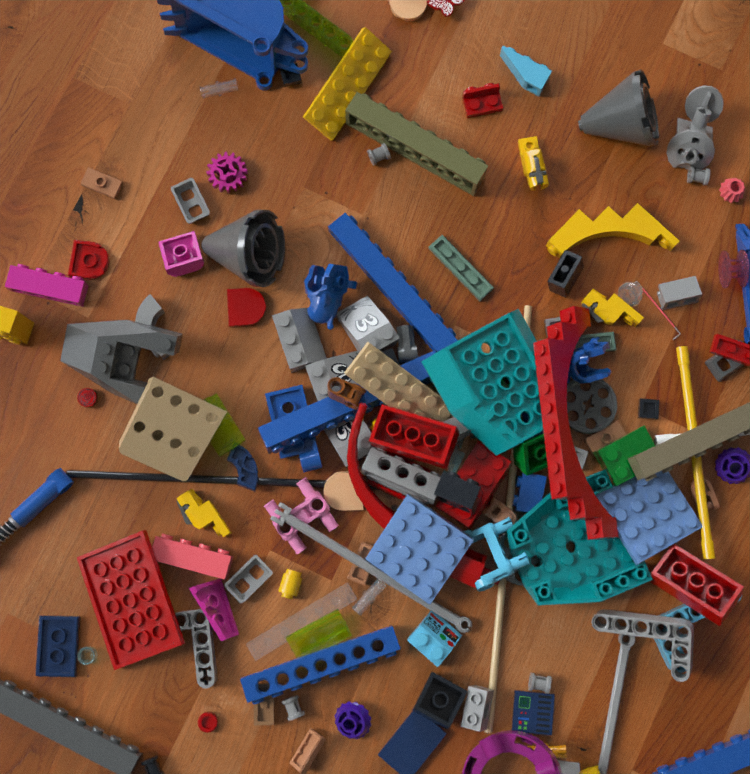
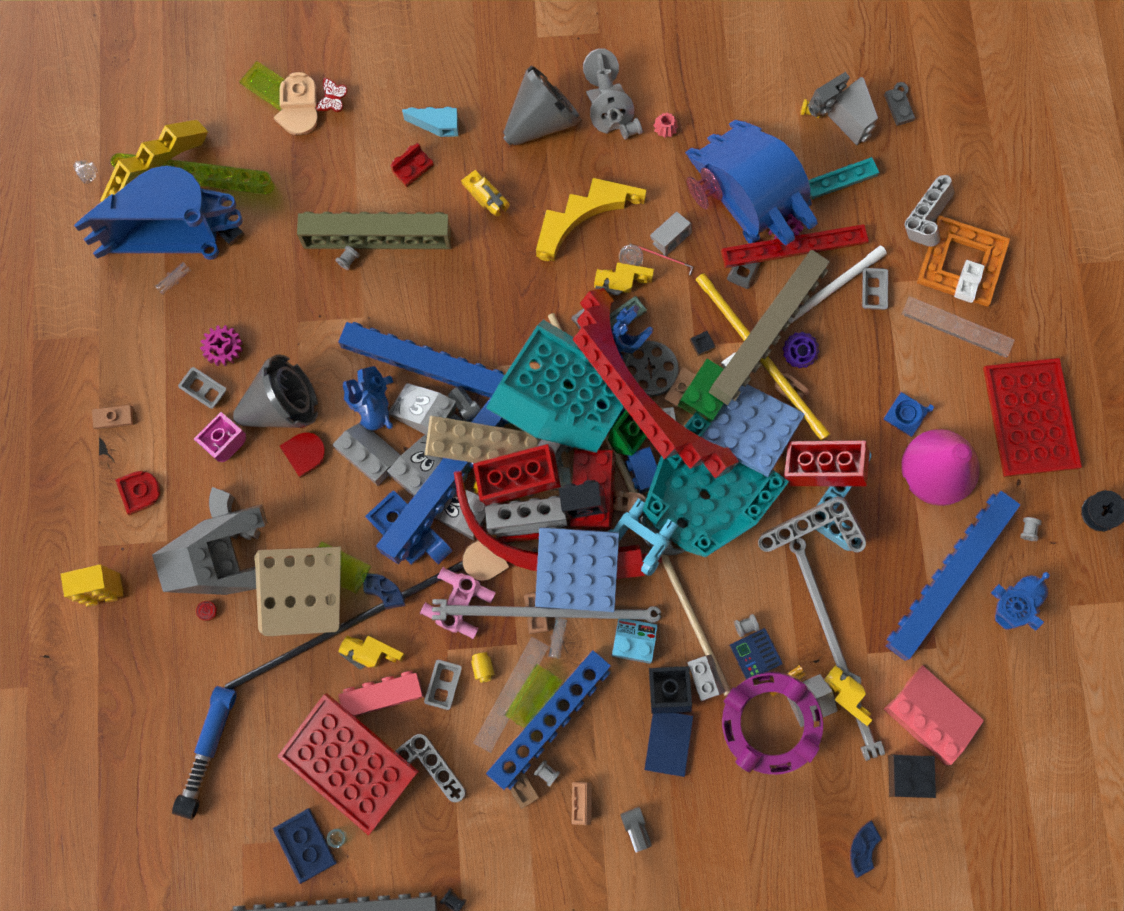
camera: 30 degrees left, 5 degrees down
(46, 285) = (112, 533): dark pink brick -> none
(208, 722) = (479, 831): red tile -> none
(216, 607) = (428, 725): dark pink wing -> none
(346, 393) = (439, 471): dark orange piece -> none
(350, 76) = (285, 201): yellow plate -> none
(352, 720) = (605, 753): dark purple piece -> none
(461, 268) = (474, 315): sand green tile -> none
(565, 273) = (567, 269): black brick -> none

